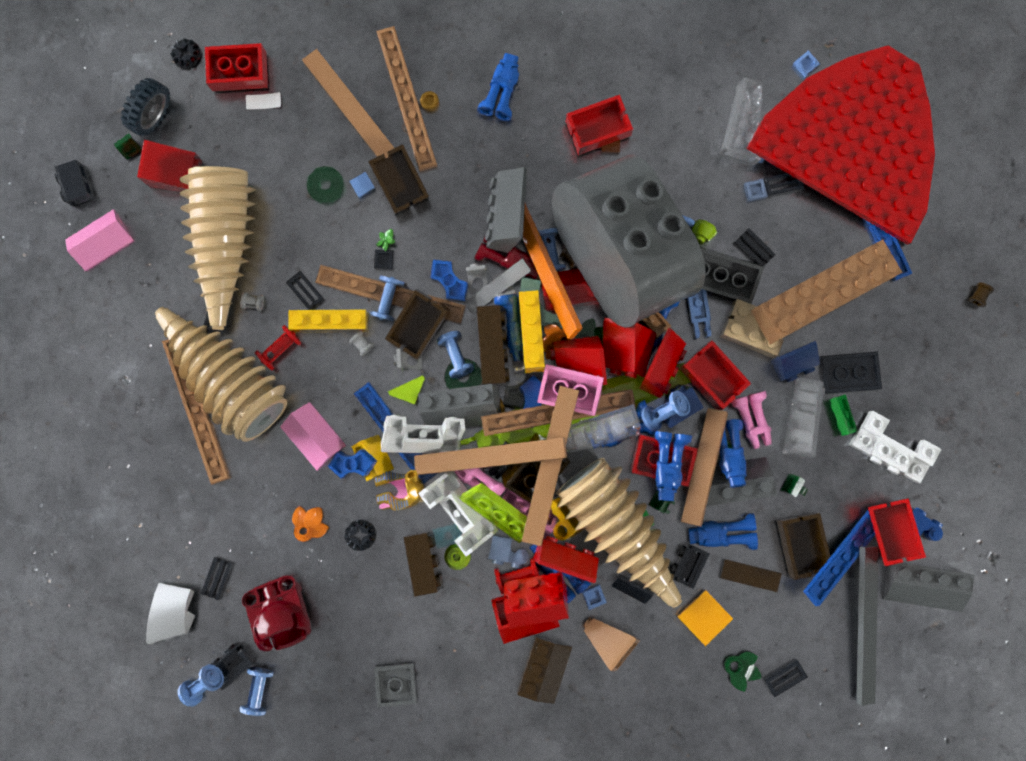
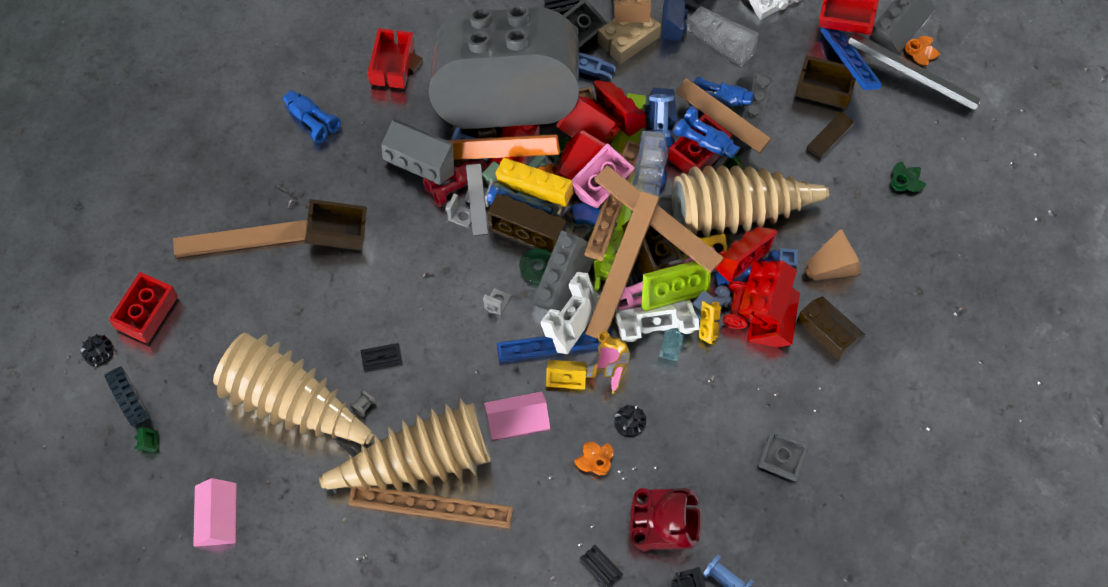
camera: 65 degrees left, 20 degrees down
(73, 183) = (146, 506): black hinge -> none
(165, 165) = (194, 410): red slope -> none
(263, 101) = (187, 306): white sticker -> none
(278, 347) = (415, 386): red hose -> none
(328, 195) = (300, 302): clear green tile -> none
(328, 320) = (421, 346): yellow brick -> none
(359, 463) = (565, 381): blue tile -> none
(361, 343) = (458, 330): light grey bush -> none
(362, 185) = (318, 263): medium blue tile -> none
(374, 289) = (428, 289): medium nougat tile -> none
(384, 260) = (395, 278): black tile -> none
(386, 239) = (379, 266): bright green plant -> none
(387, 297) = (432, 288): medium blue hose -> none
(406, 98) = (260, 189): medium nougat tile -> none
(409, 391) = (527, 312): lime slope -> none
(417, 324) = (471, 271): dark brown piece -> none
(423, 563) = (685, 372): dark brown piece -> none
(429, 101) = (281, 175): pearl gold tile -> none
(450, 341) = (516, 257): medium blue hose -> none
(454, 563) = (694, 348): lime cone -> none
(455, 288) = (440, 236): blue tile -> none
(484, 559) = (708, 328): none -> yellow hinge
(632, 589) = (796, 224): black slope -> none
(689, 565) = (799, 168): black hinge -> none
(705, 617) = (849, 183): light orange tile -> none
(715, 375) = (650, 72): red piece -> none
(715, 533) = (784, 141): blue piece -> none
(762, 427) = (716, 72): bright pink piece -> none
(768, 679) = (930, 163): black tile -> none
(794, 486) = (772, 67): dark green tile -> none
(843, 414) = (741, 10): green plate -> none
(901, 623) = (923, 50): none -> orange plate

